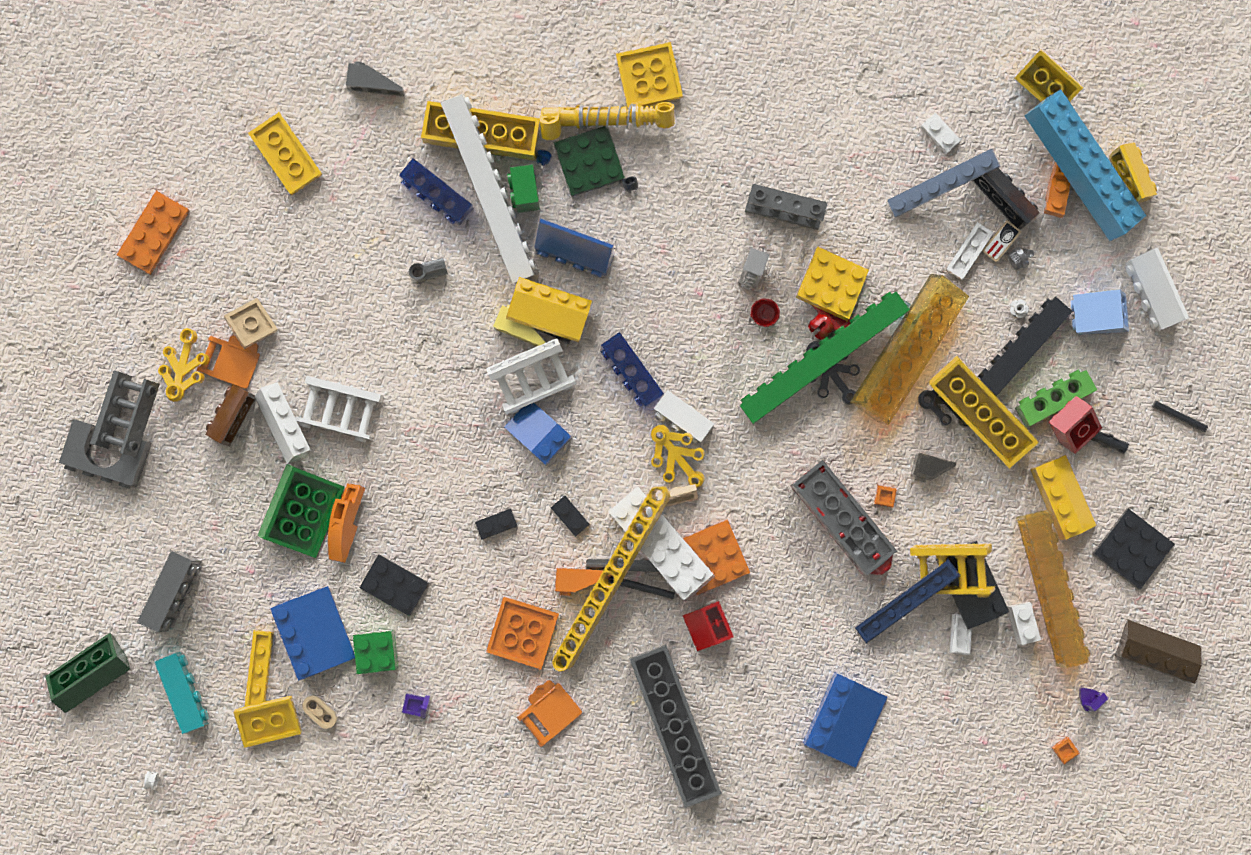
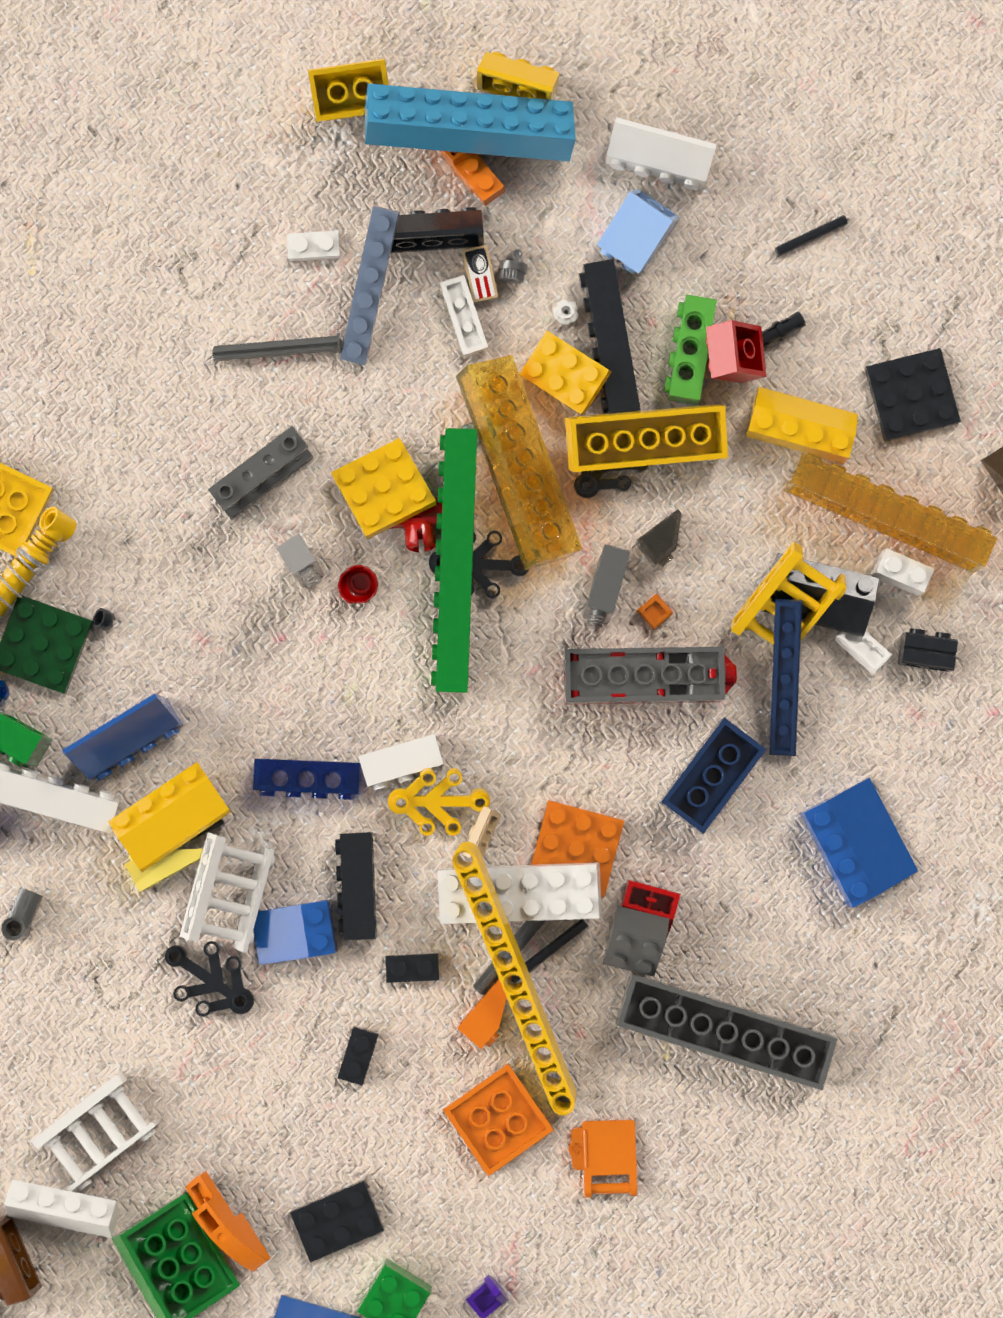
camera: 55 degrees left, 0 degrees up
(474, 408) = (212, 981): none -> black plant
(591, 449) = (357, 886): none -> black brick
(686, 632) = (636, 941): none -> dark grey brick
(816, 603) = (712, 775): none -> dark blue brick
(864, 159) = (277, 348): none -> dark grey axle
(878, 454) = (606, 585): none -> dark grey arch
(983, 335) = (565, 373): none -> yellow plate
(988, 674) = (928, 651): none -> black brick

